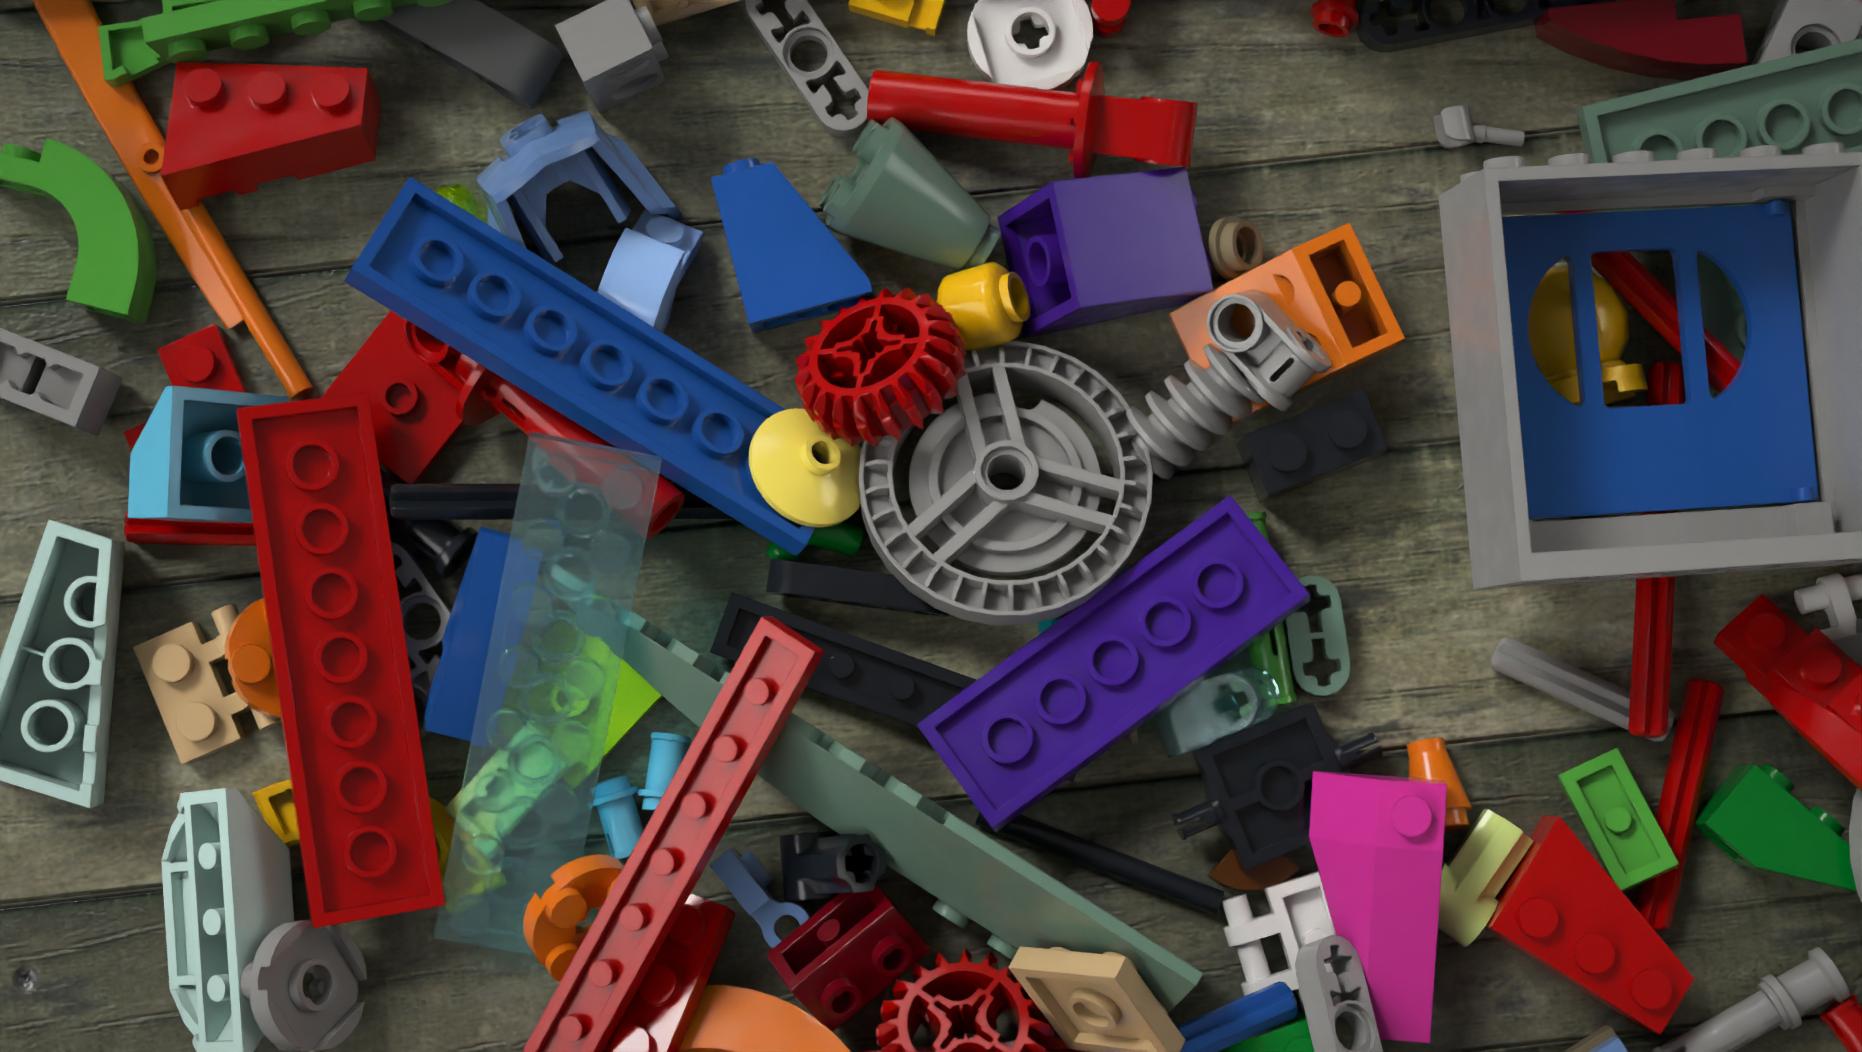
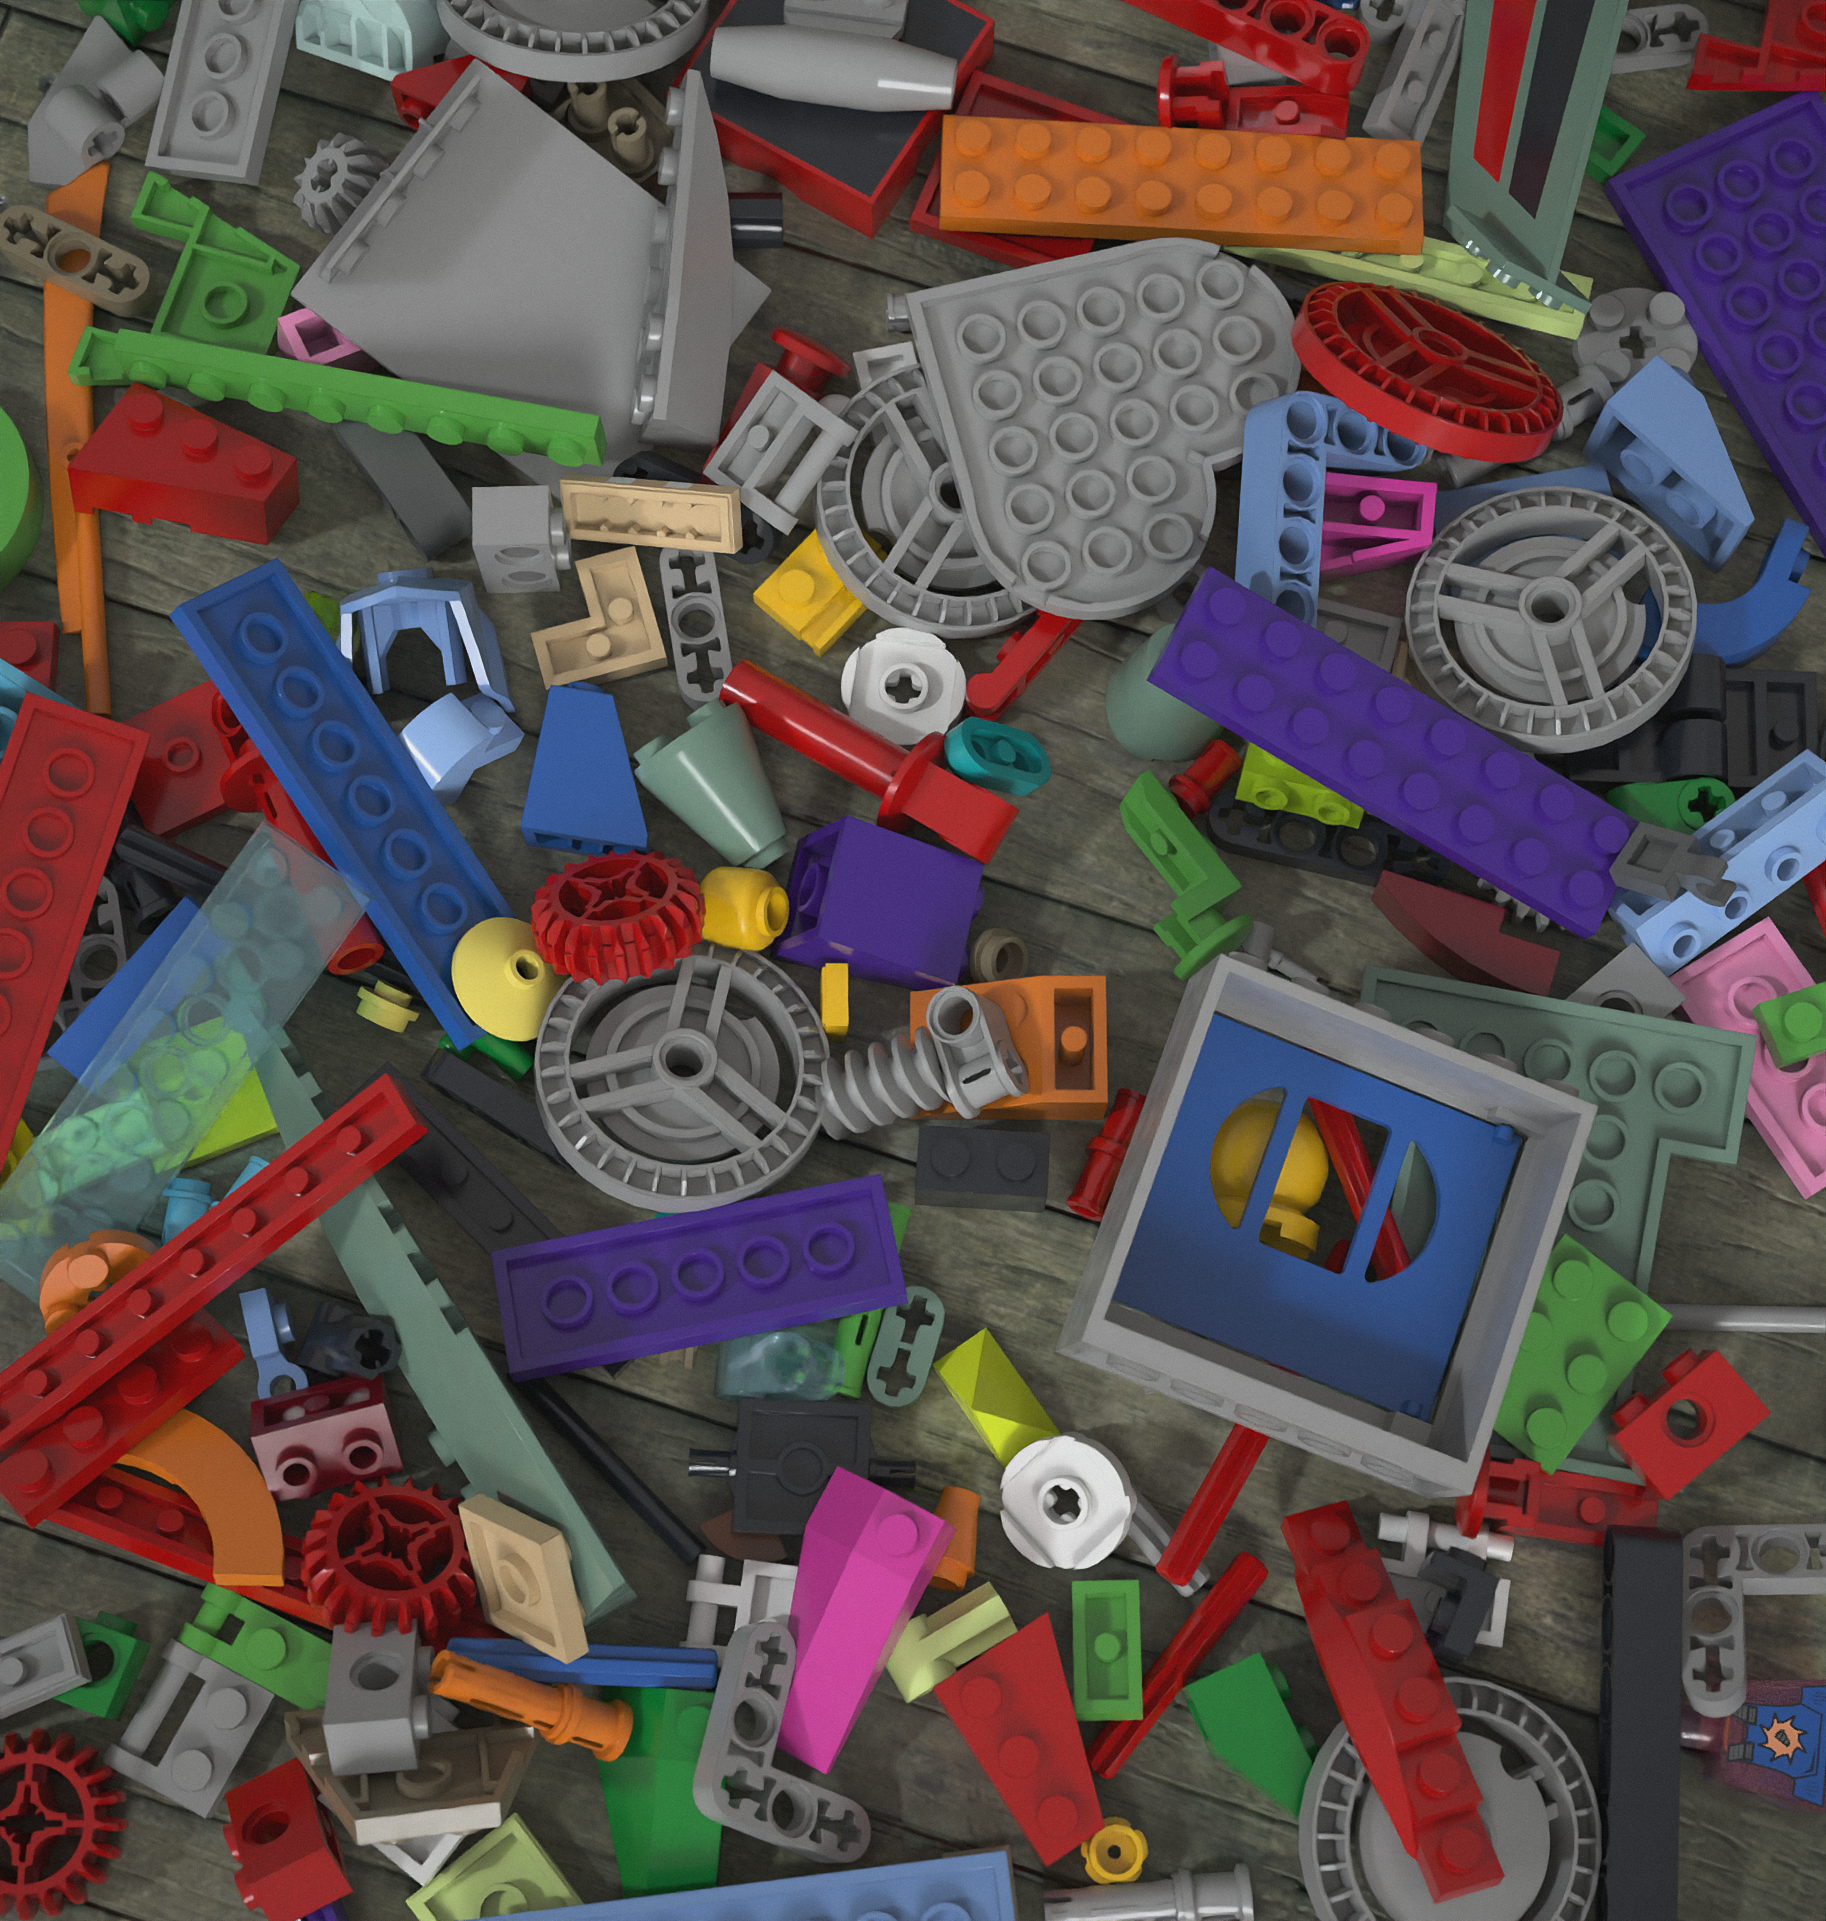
camera: 20 degrees right, 10 degrees down
(704, 542) = (387, 1006): none -> light yellow plate
(743, 100) = (617, 637): none -> tan plate
(1107, 352) = (834, 1001): none -> yellow tile
(1149, 60) = (996, 757): none -> teal plate
(1371, 86) = (1192, 871): none -> bright green piece
(1414, 644) = (994, 1396): none -> neon yellow slope
(1417, 380) = (1106, 1156): none -> red pin
(1517, 673) = (1029, 1498): none -> white plate
(1716, 990) = (1125, 1867): none -> yellow plate

